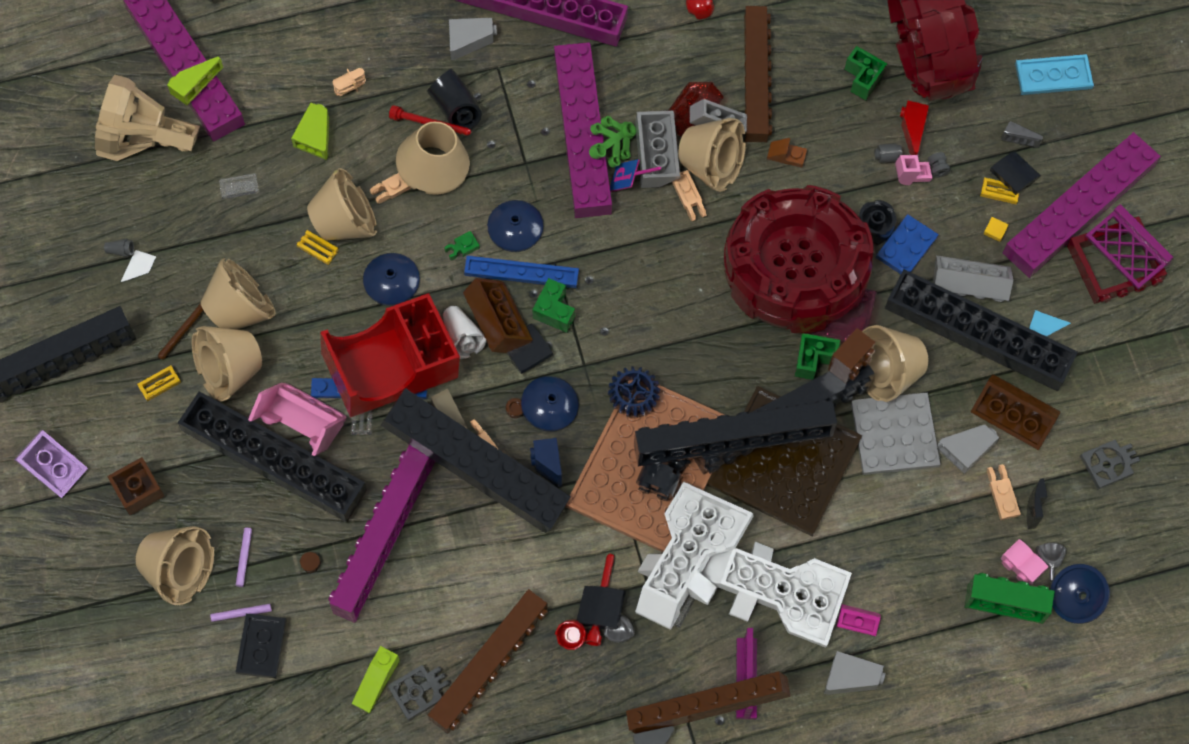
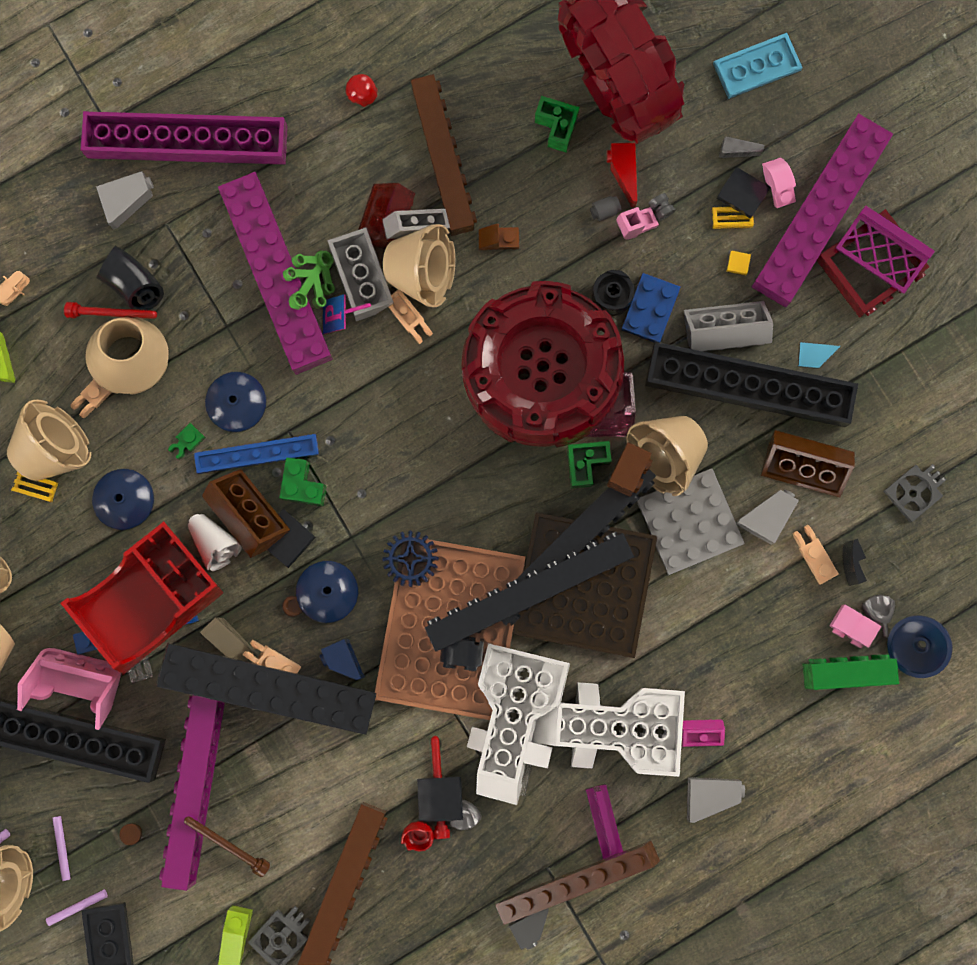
camera: 10 degrees left, 15 degrees up
(418, 620) = (258, 866): none -> reddish brown piece
(1051, 170) = (781, 180): none -> bright pink brick

